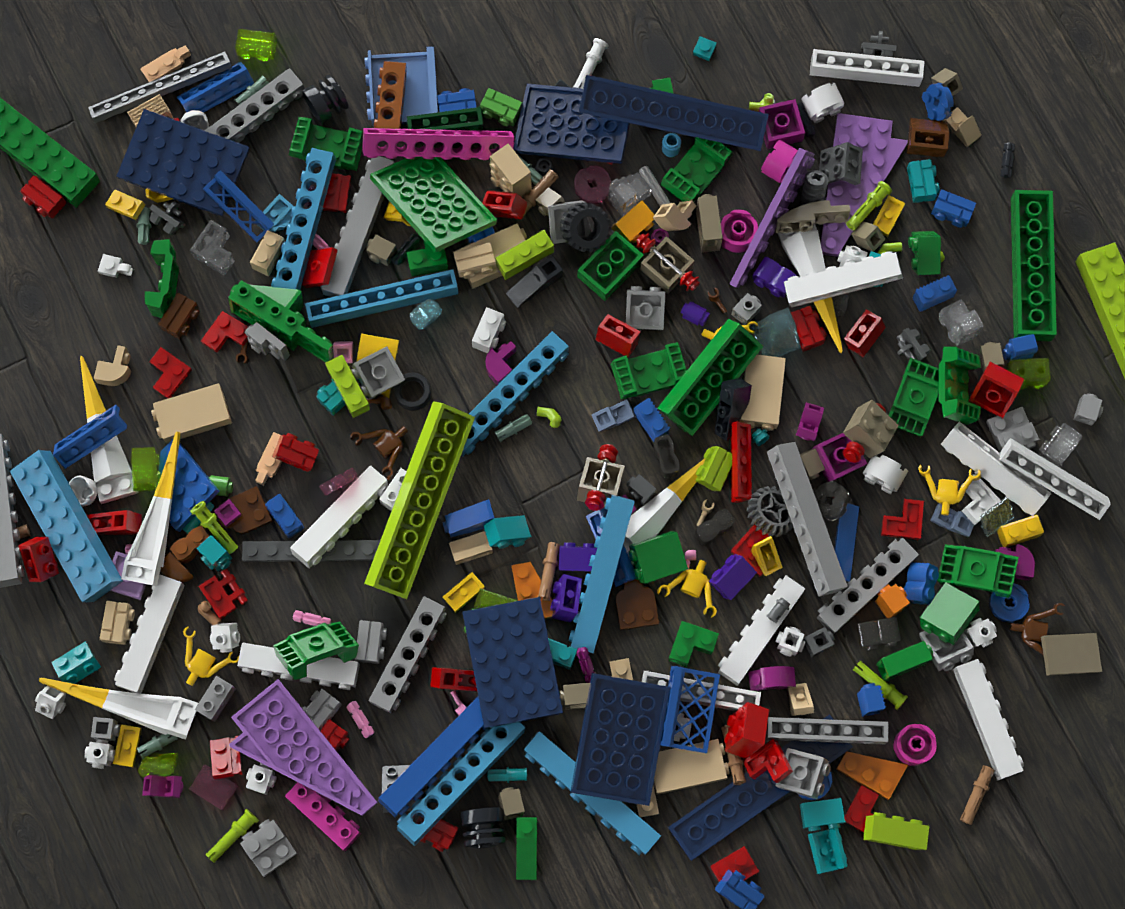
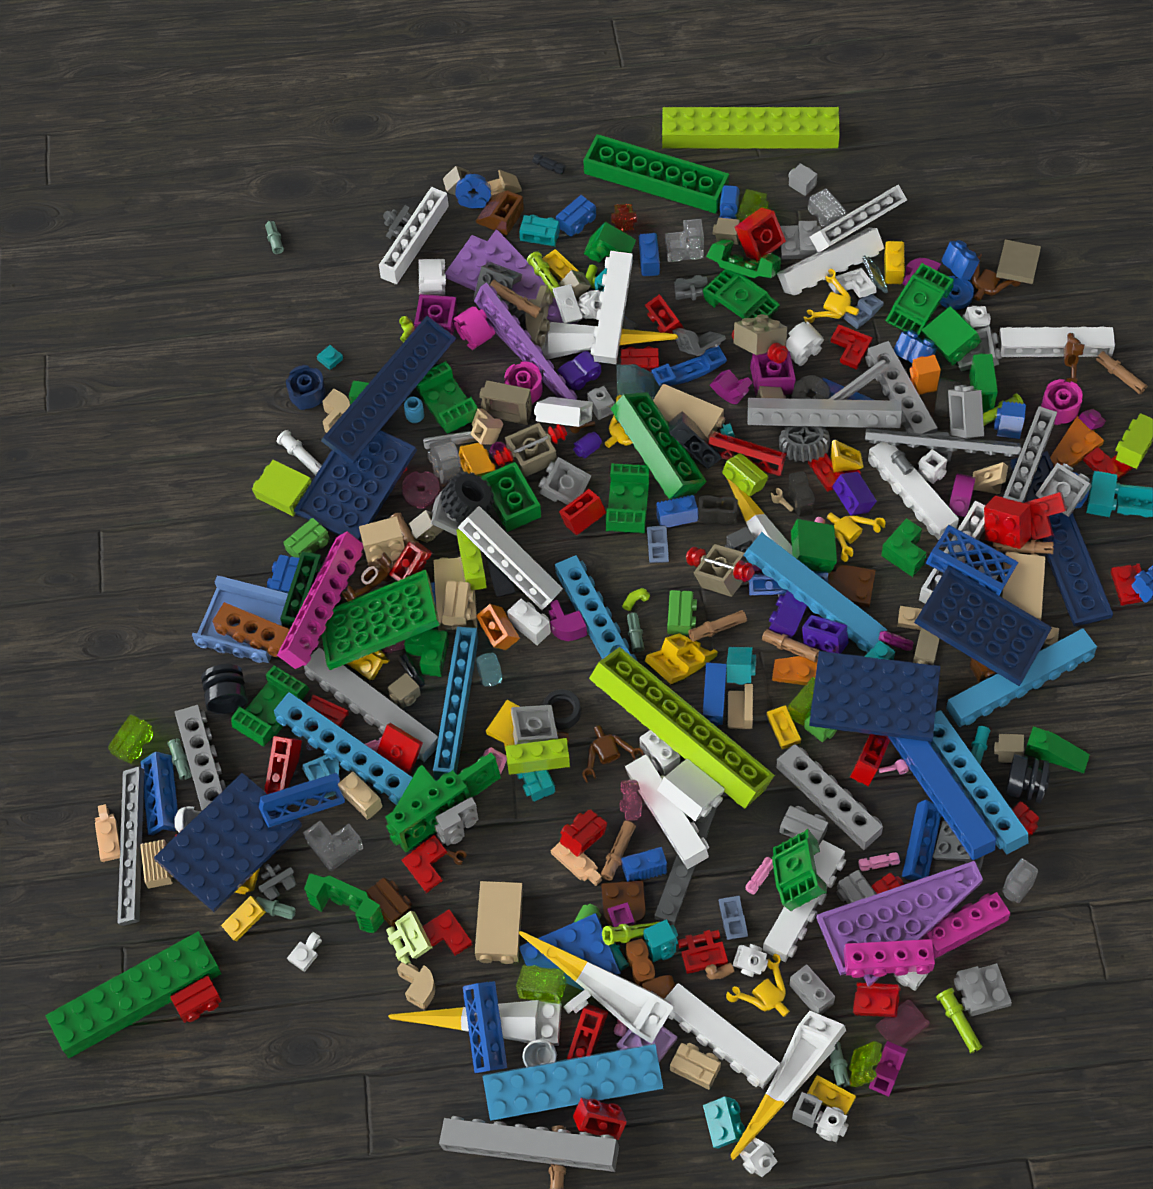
camera: 65 degrees left, 15 degrees down
(135, 504) = (578, 1002): none -> white plate
(150, 344) = (413, 935): none -> yellowish green plate
(253, 754) = (889, 957): none -> dark pink brick
(264, 609) = (733, 918): none -> sand blue slope
(274, 177) = (282, 763): none -> red slope
(292, 489) = (620, 845): none -> medium nougat pin
(361, 530) = (691, 790): none -> white brick
(376, 849) = (1019, 881): none -> clear brick
(390, 752) = (922, 841): none -> blue slope
(470, 305) = (497, 627): none -> orange brick
(474, 176) = (372, 577): none -> reddish brown piece
(501, 476) = (679, 658): none -> yellow slope
(536, 288) = (510, 558): none -> white brick
(542, 495) = (713, 627): none -> medium nougat pin
(546, 62) = (281, 487): none -> lime brick
(547, 461) = (680, 612): none -> bright green brick
(652, 71) = (335, 405): none -> tan brick
(658, 40) = (306, 387): none -> dark blue brick
(714, 278) = (563, 411): none -> white brick
(814, 184) = (517, 300): none -> medium nougat pin
(816, 642) = (951, 443): none -> plate
(817, 377) = (690, 369): none -> blue slope
(840, 237) = (567, 304): none -> white plate
(846, 376) = (692, 344): none -> dark grey bracket
(856, 541) = (861, 381): none -> light grey axle
(857, 653) = (966, 412): none -> light grey window
(909, 780) = (1092, 419): none -> magenta plate
(966, 739) = (1072, 350): none -> reddish brown piece
(968, 253) = (624, 217): none -> clear red brick
(1046, 595) = (960, 260): none -> blue brick

